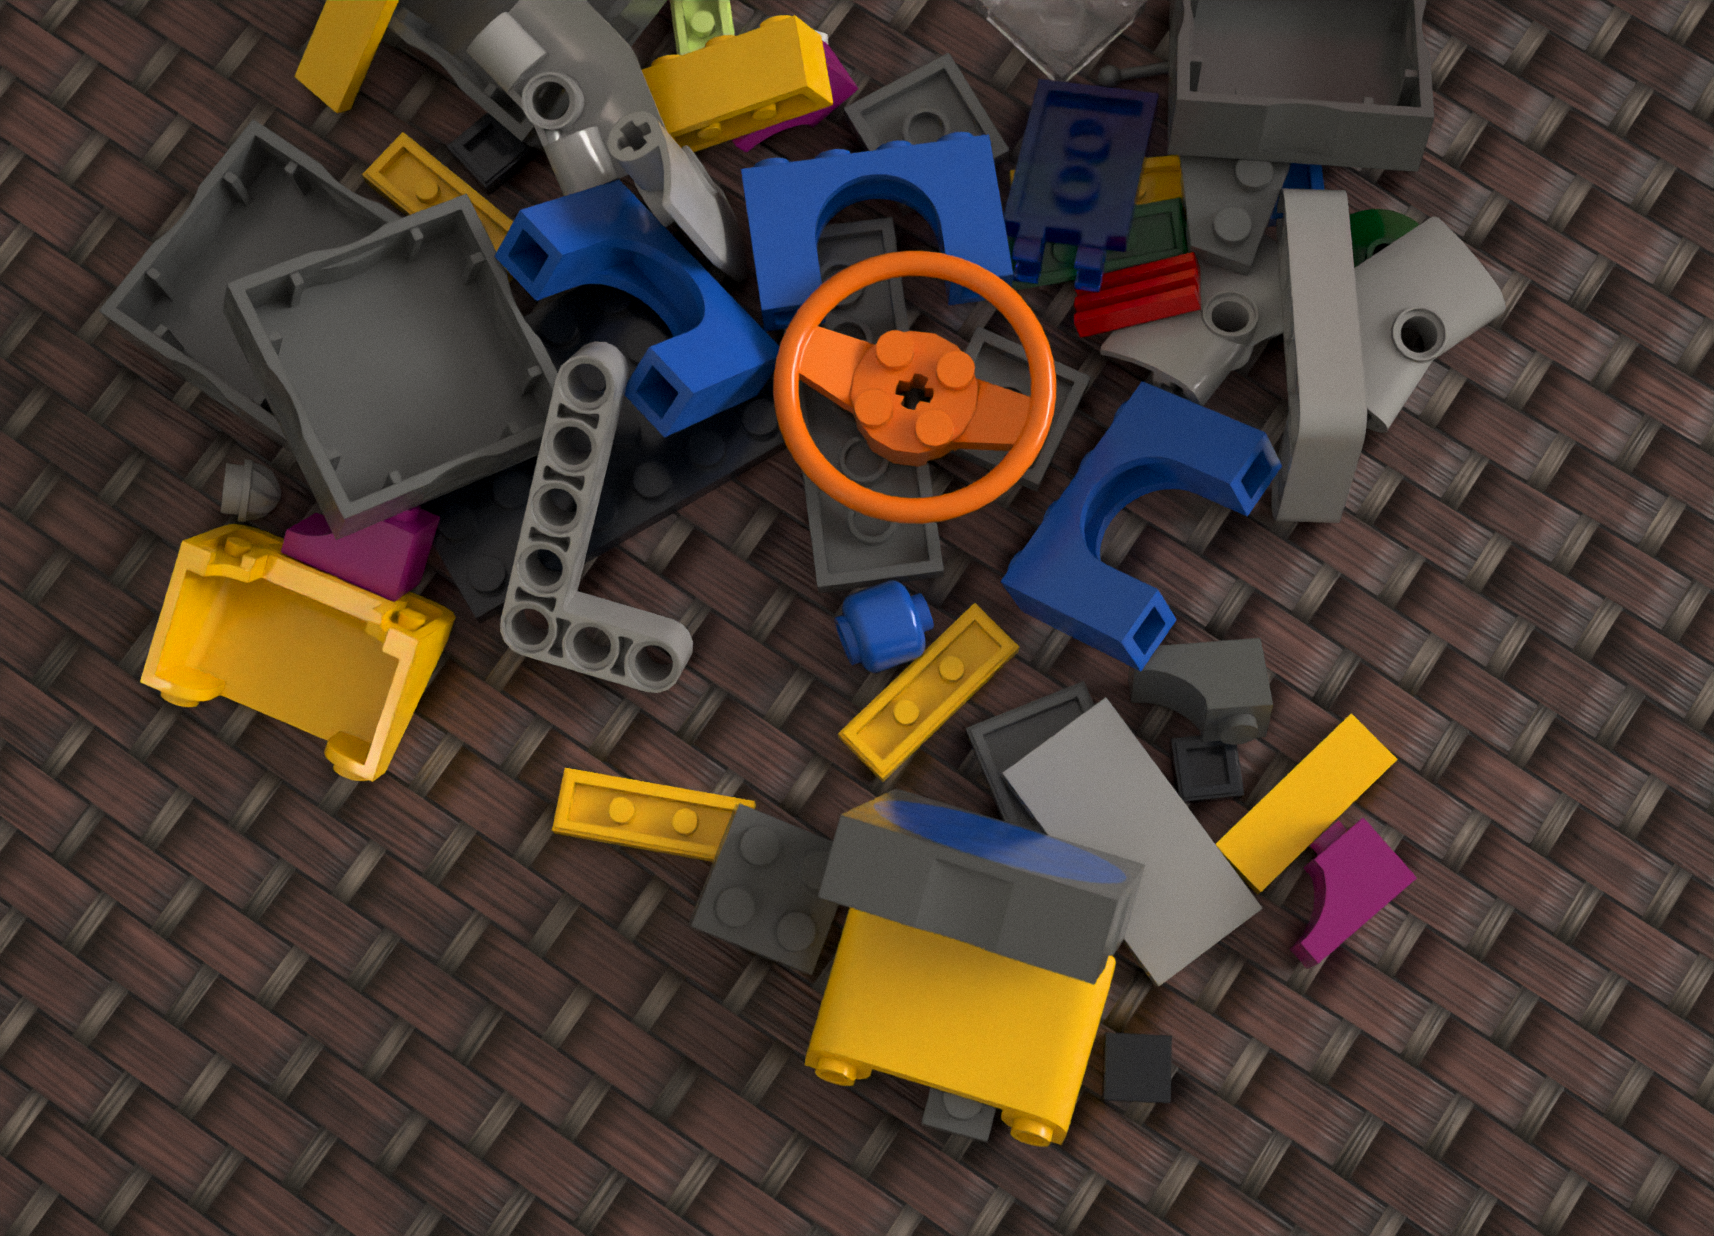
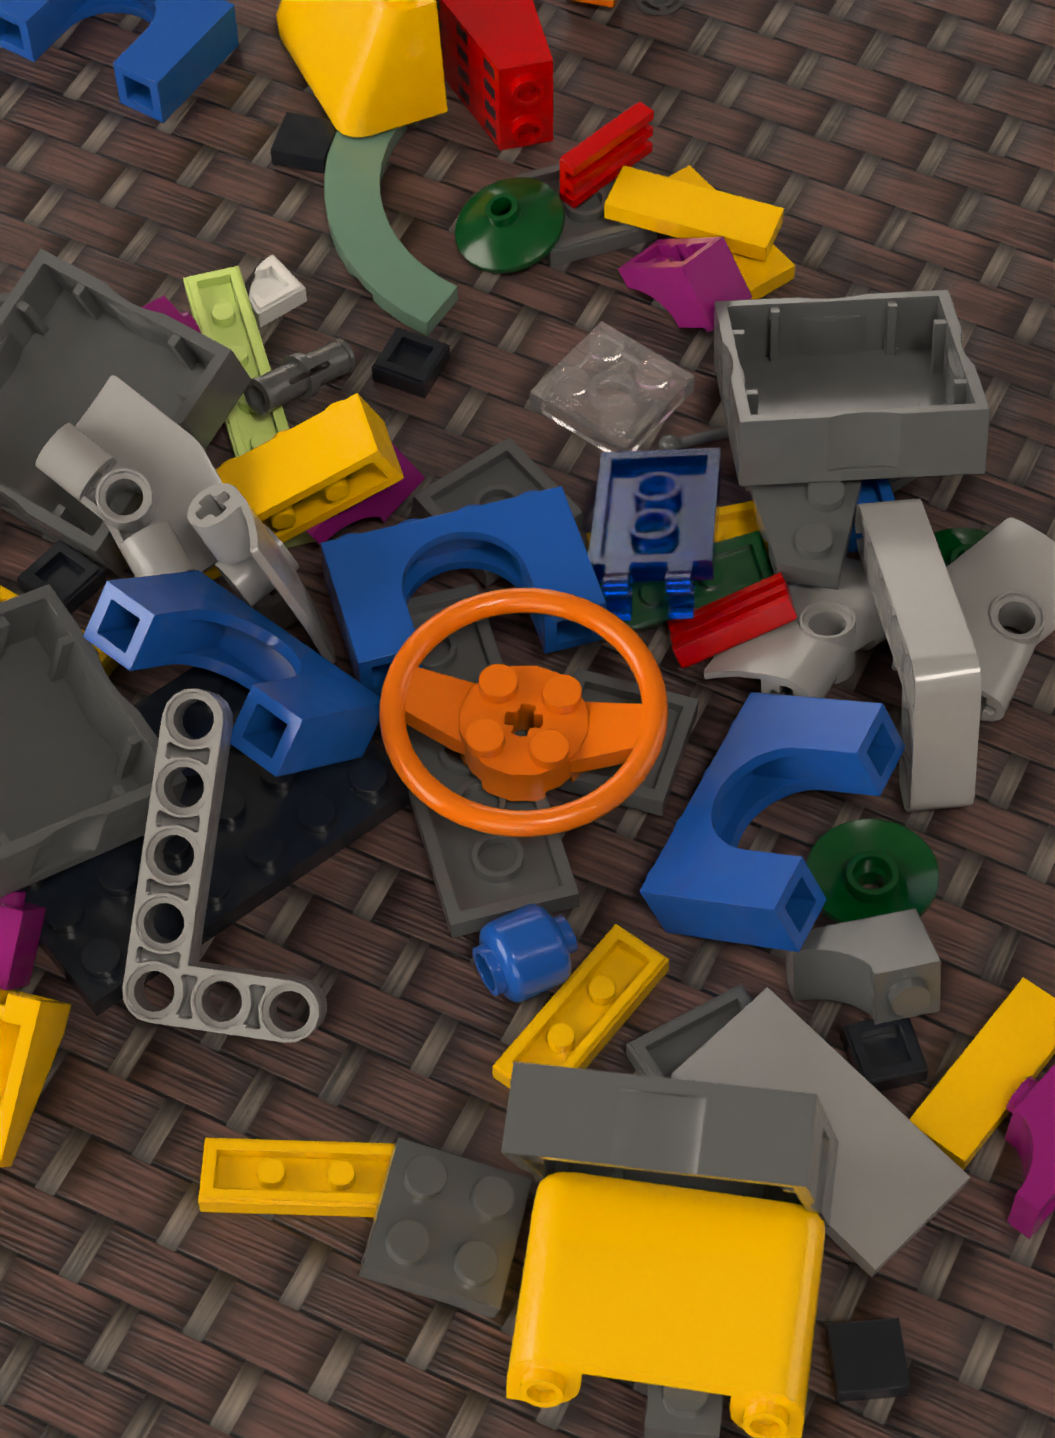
camera: 10 degrees left, 20 degrees down
(1233, 562) = (877, 855): none -> dark green dish

